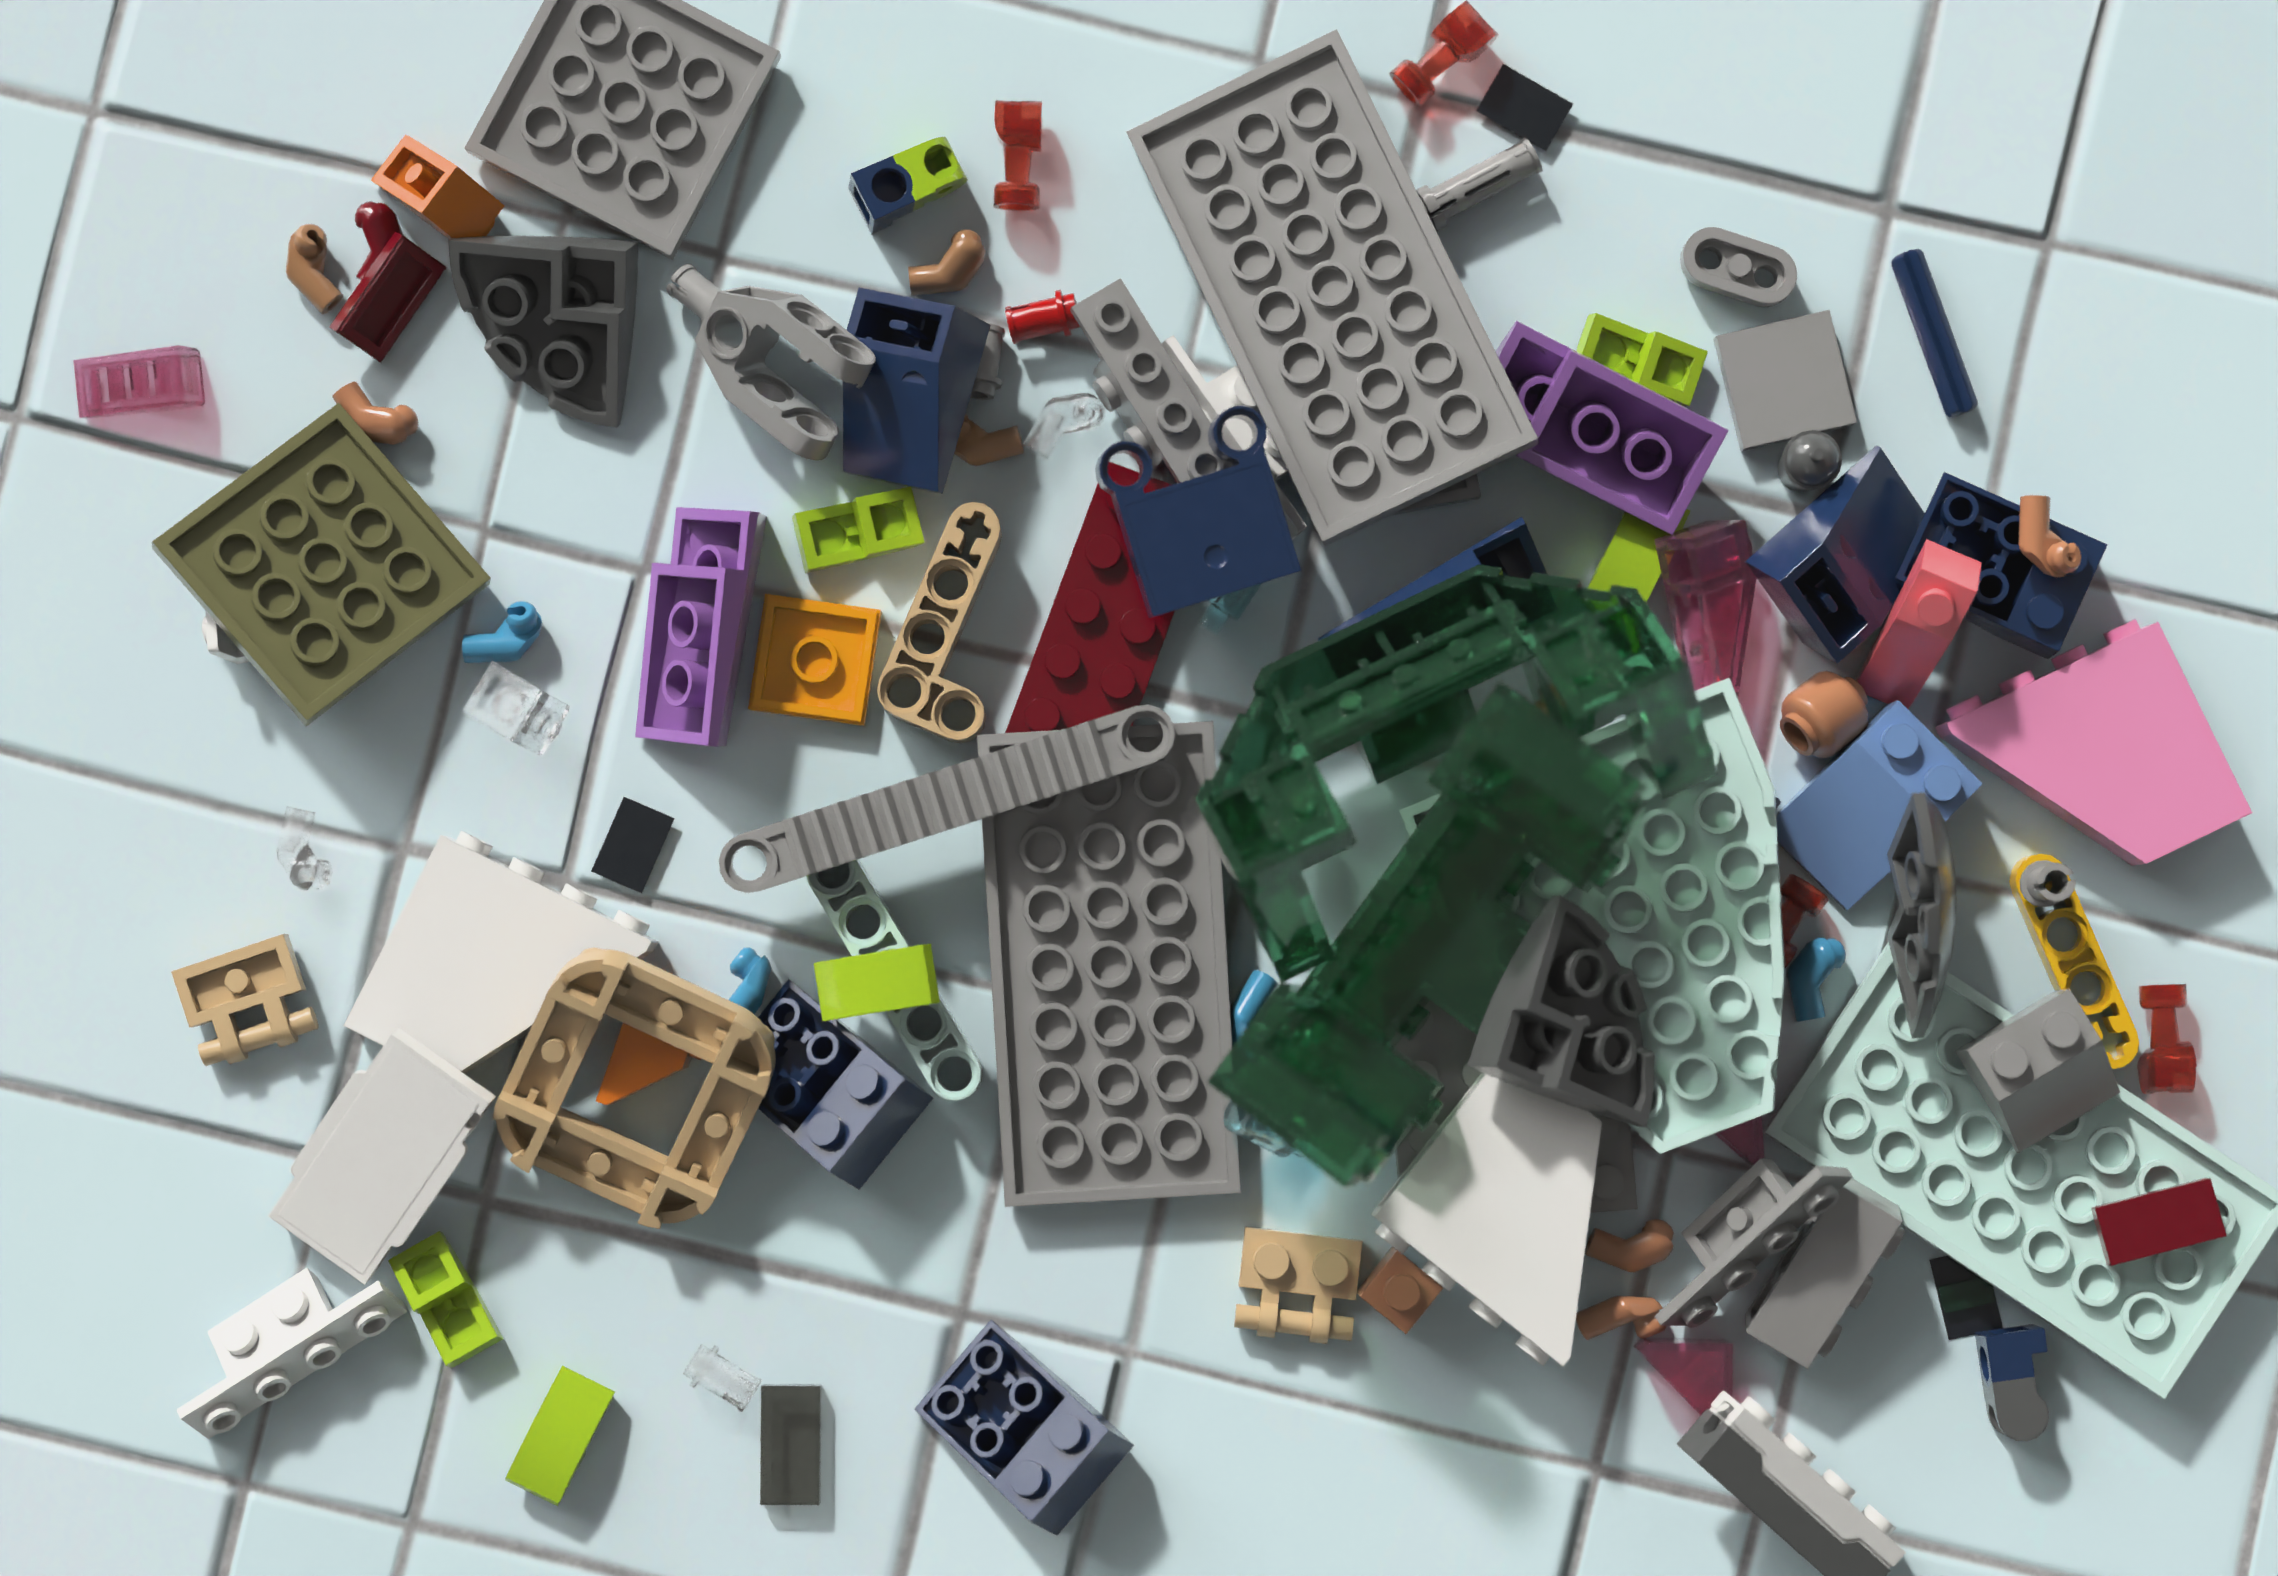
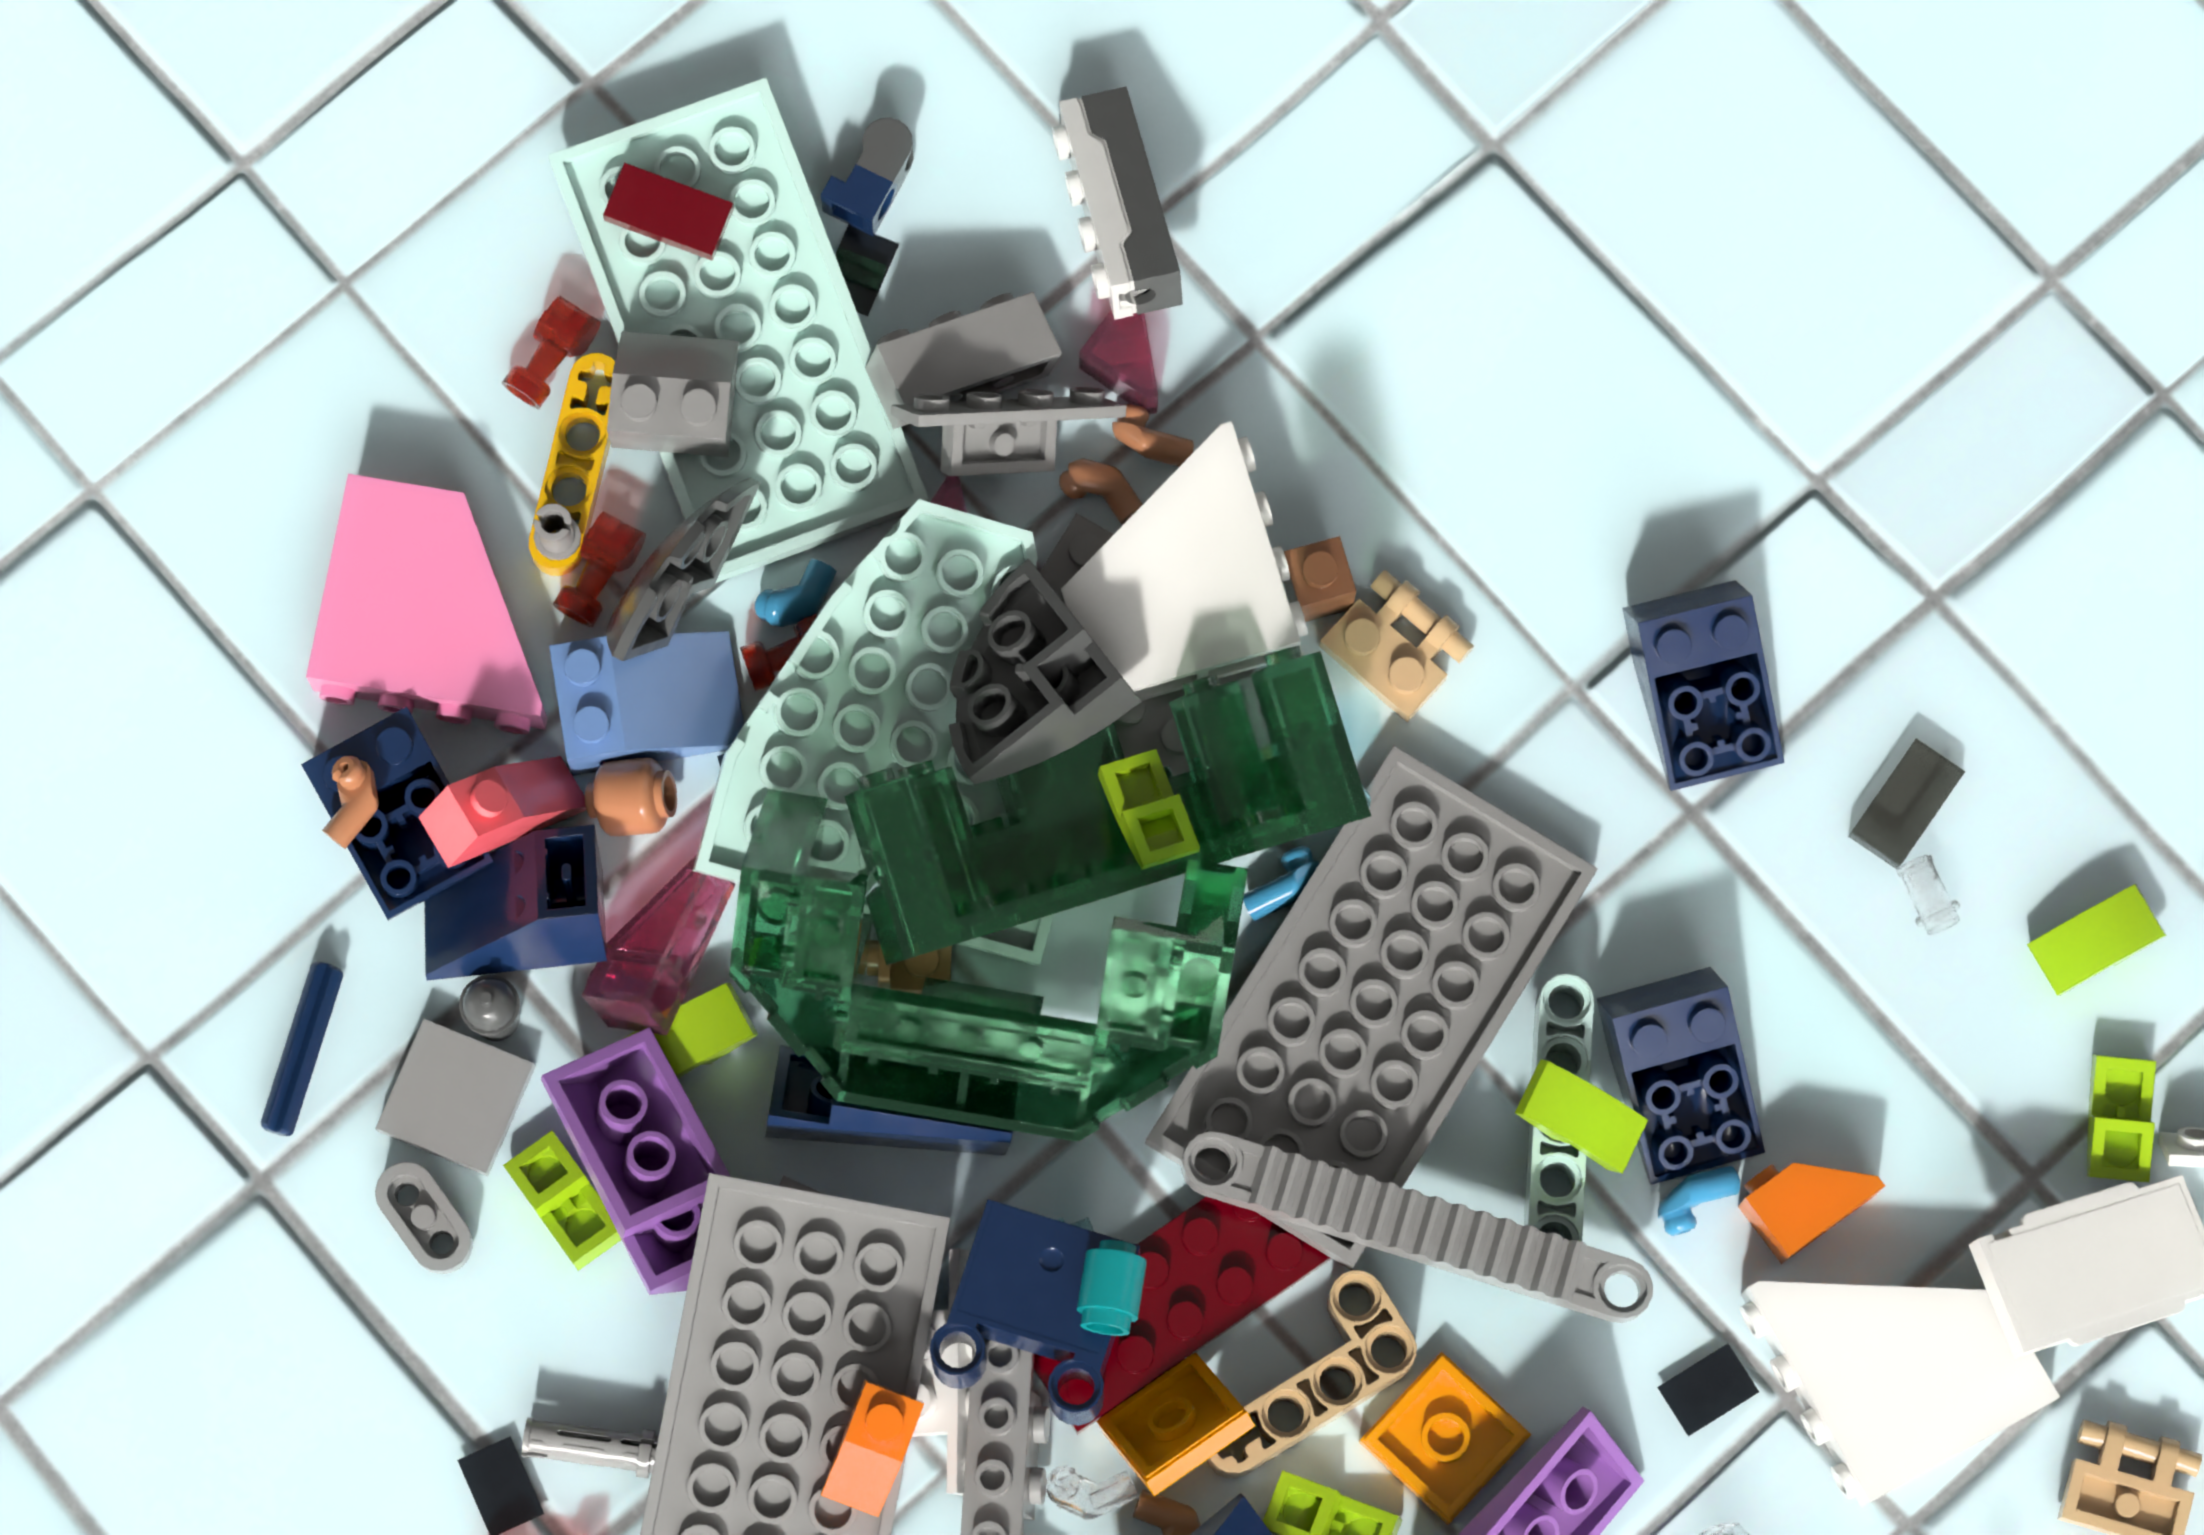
camera: 145 degrees left, 10 degrees down
(604, 1161) = (1785, 1234): tan plate -> none
(1032, 514) = (1175, 1423): none -> light orange tile
(1150, 559) = (1111, 1288): none -> teal brick
(1255, 323) = (872, 1448): none -> orange slope
(1397, 978) = (1148, 809): none -> lime slope
(1996, 907) = (608, 548): none -> clear red leg

